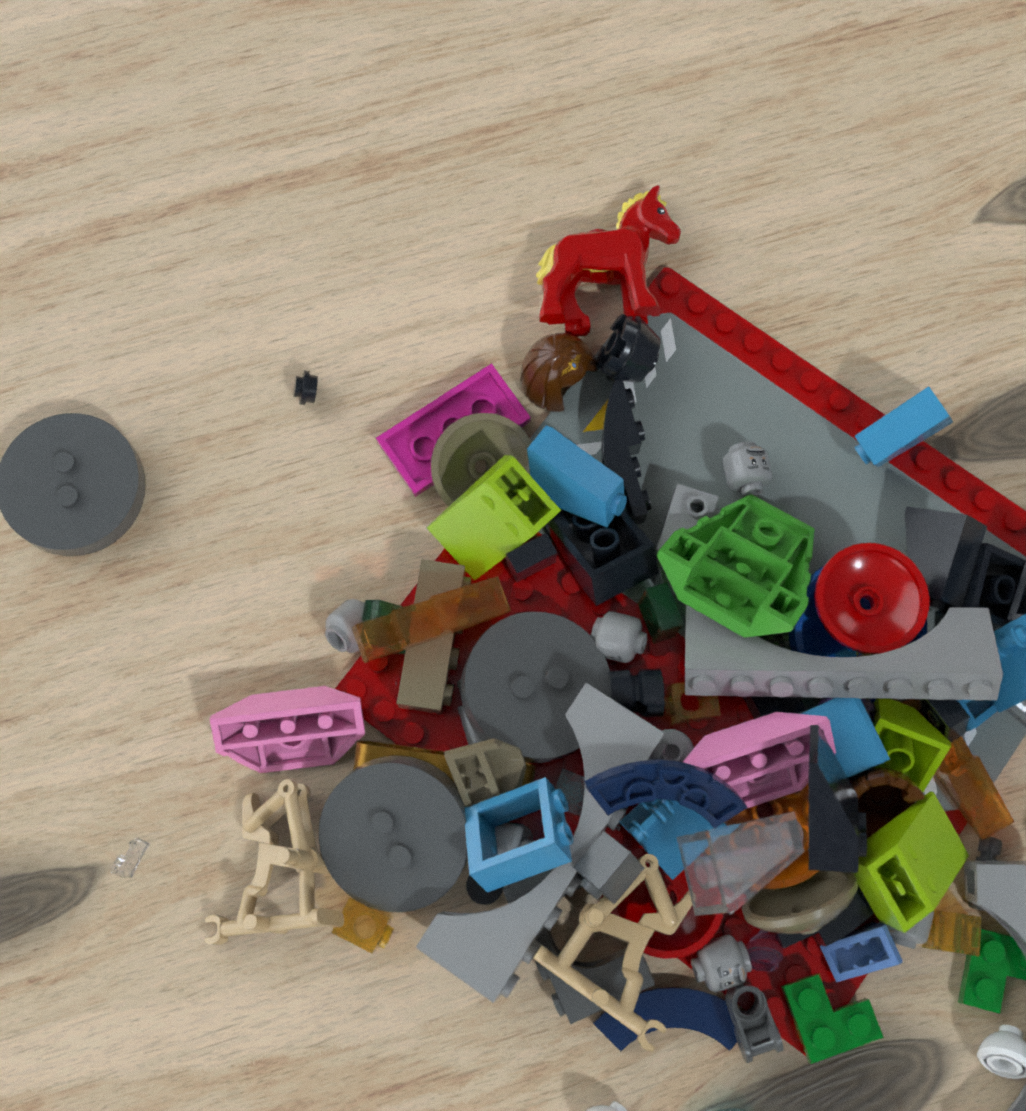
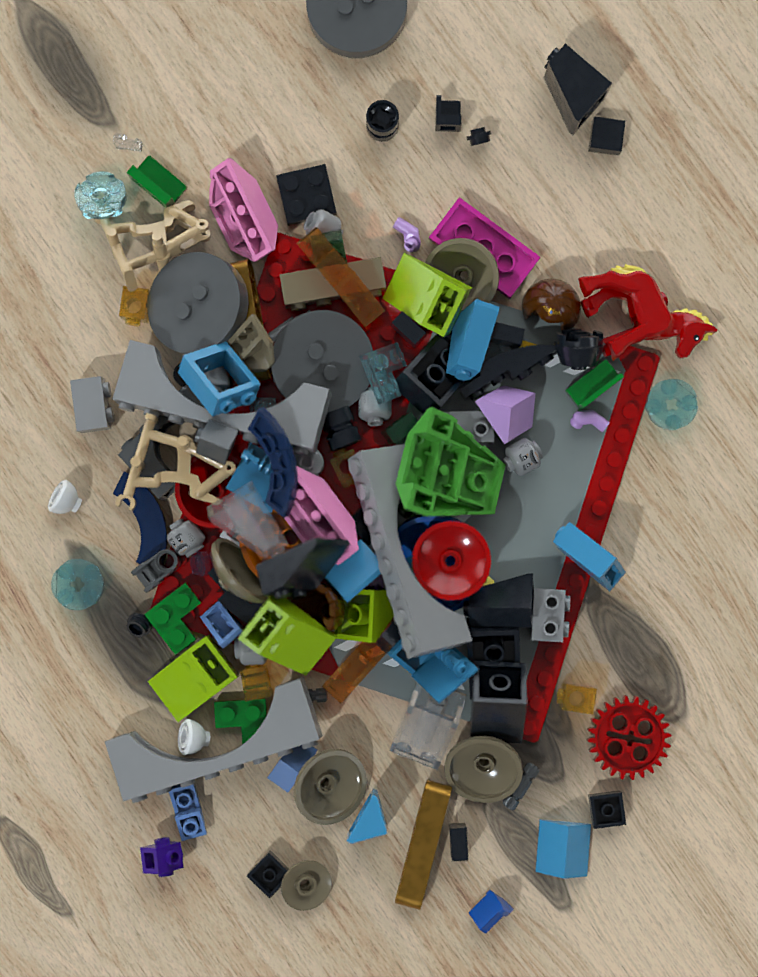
camera: 75 degrees right, 10 degrees up
(200, 834) = (157, 181): none -> green panel
(208, 928) = (104, 207): none -> clear light blue plate
(237, 500) = (382, 120): none -> black wheel
(262, 418) = (447, 115): none -> black panel
(289, 248) = (574, 86): none -> black slope
(294, 636) = (305, 192): none -> black plate
(364, 236) = (606, 136): none -> black piece
(400, 517) = (410, 233): none -> lavender arm
(484, 1038) = (91, 404): none -> light grey brick
(569, 610) = (379, 368): none -> clear light blue plate
(584, 429) = (507, 335): none -> black piece
(681, 465) = (508, 411): none -> lavender slope
(682, 352) = (593, 384): none -> green panel
(719, 373) = (587, 417): none -> lavender arm
(731, 289) = (686, 404): none -> clear light blue plate
(822, 1077) = (138, 625): none -> black plate
(922, 1020) = (193, 678): none -> lime slope
(957, 493) = (549, 615): none -> light grey brick

